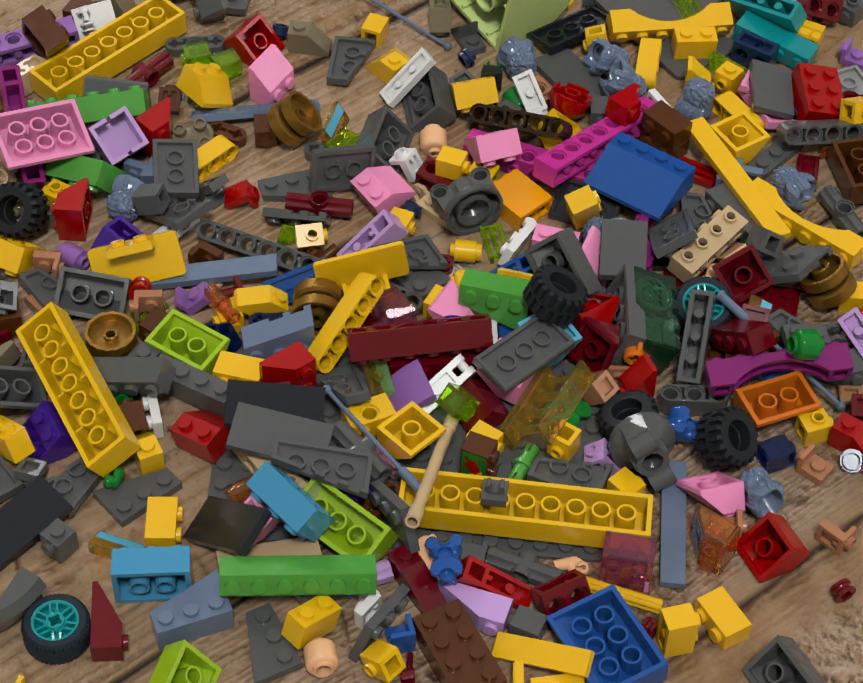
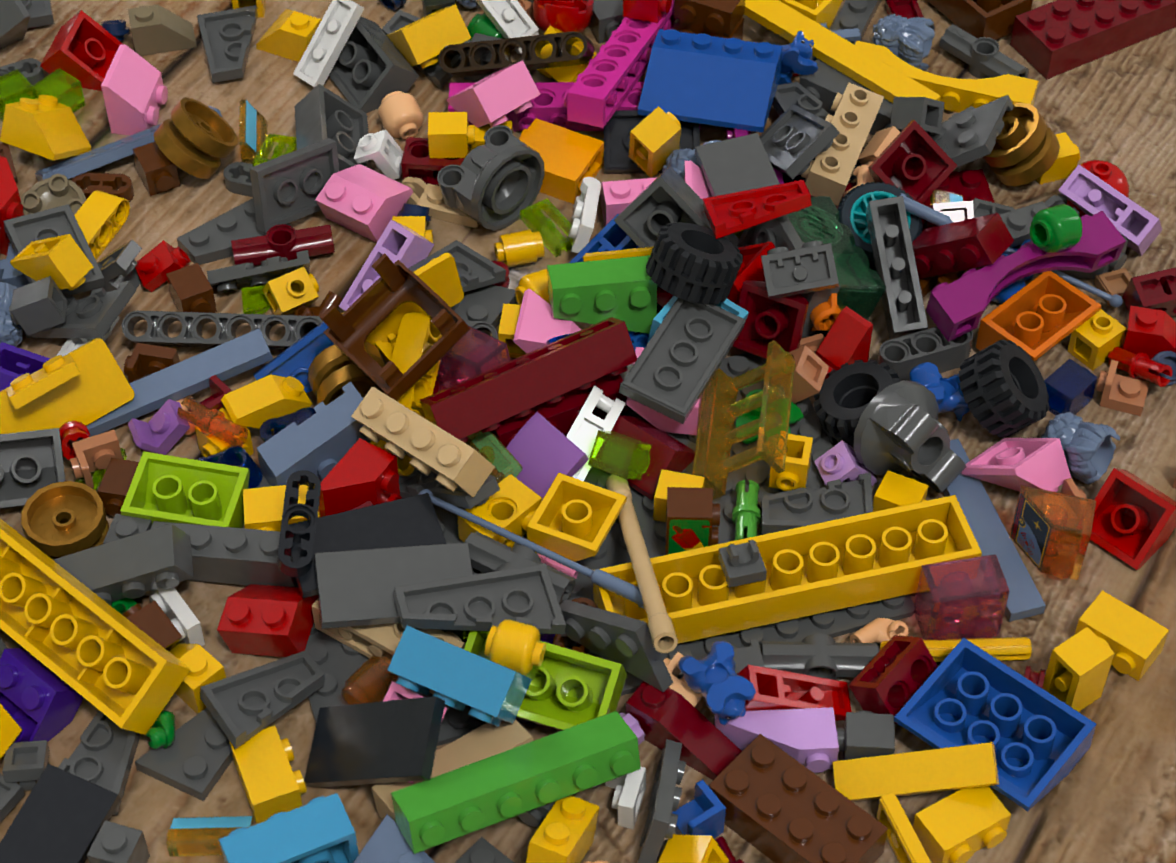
camera: 20 degrees left, 0 degrees up
(171, 173) = (56, 258): none -> yellow slope
(178, 476) = (261, 695): none -> dark grey wing
(237, 370) = (289, 535): none -> black beam
(250, 217) = (191, 290): none -> reddish brown brick
(322, 272) = (392, 289): none -> reddish brown piece
(330, 496) = (515, 646): none -> yellow head
(333, 354) = (423, 442): none -> tan brick
(607, 269) = (755, 206): none -> red wing
(619, 320) = (799, 270): none -> dark grey bracket
(705, 177) = (796, 58): none -> blue animal
(832, 453) = (1140, 366): none -> red axle

